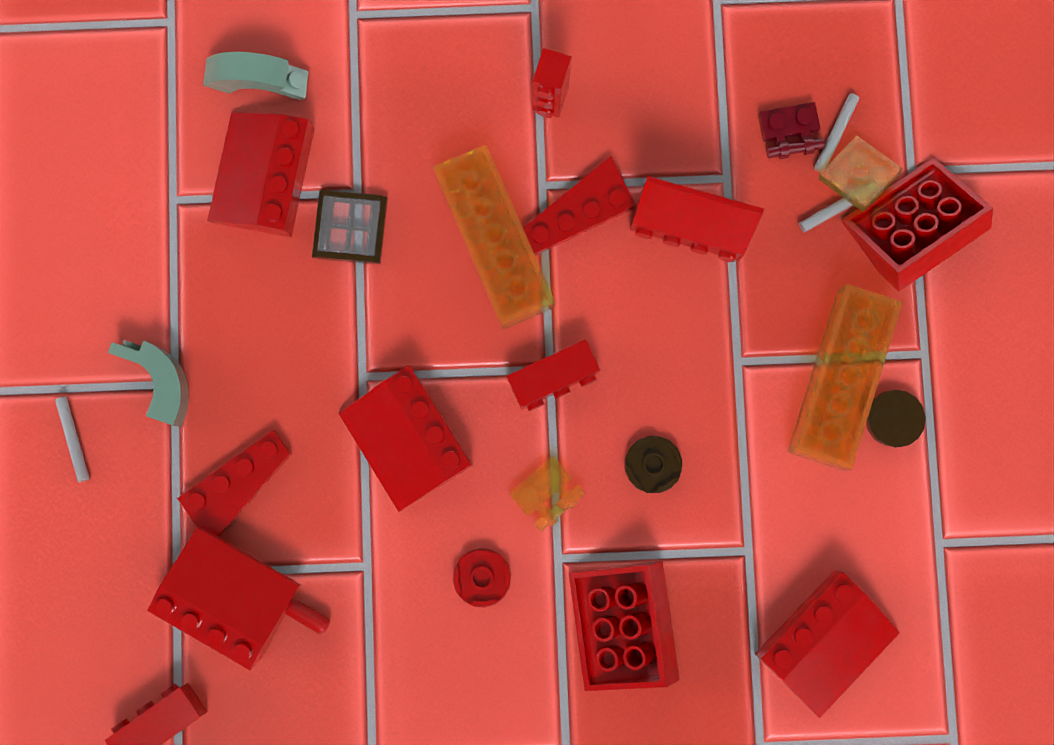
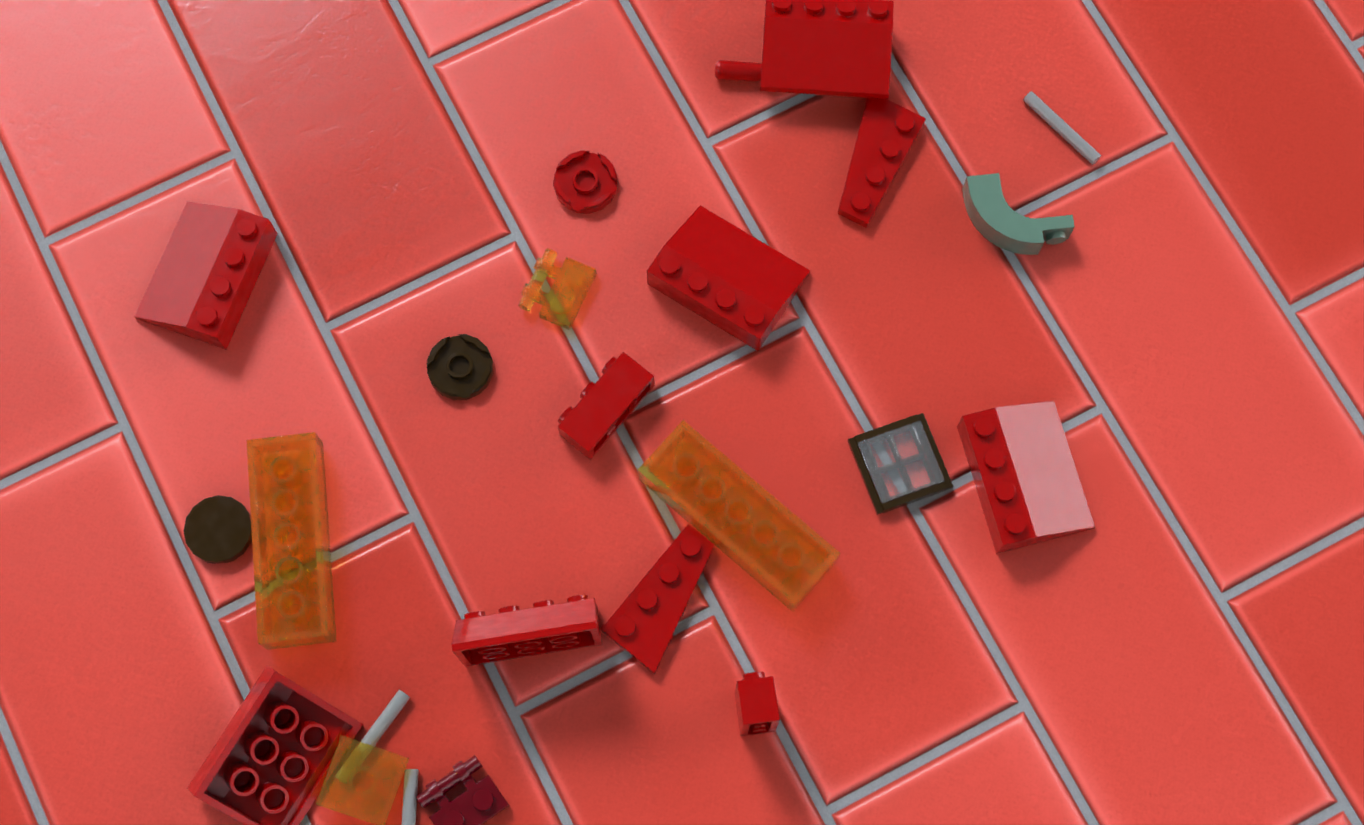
camera: 155 degrees right, 10 degrees down
(254, 71) = (1088, 571): sand green arch -> none
(624, 627) = (419, 196): red slope -> none

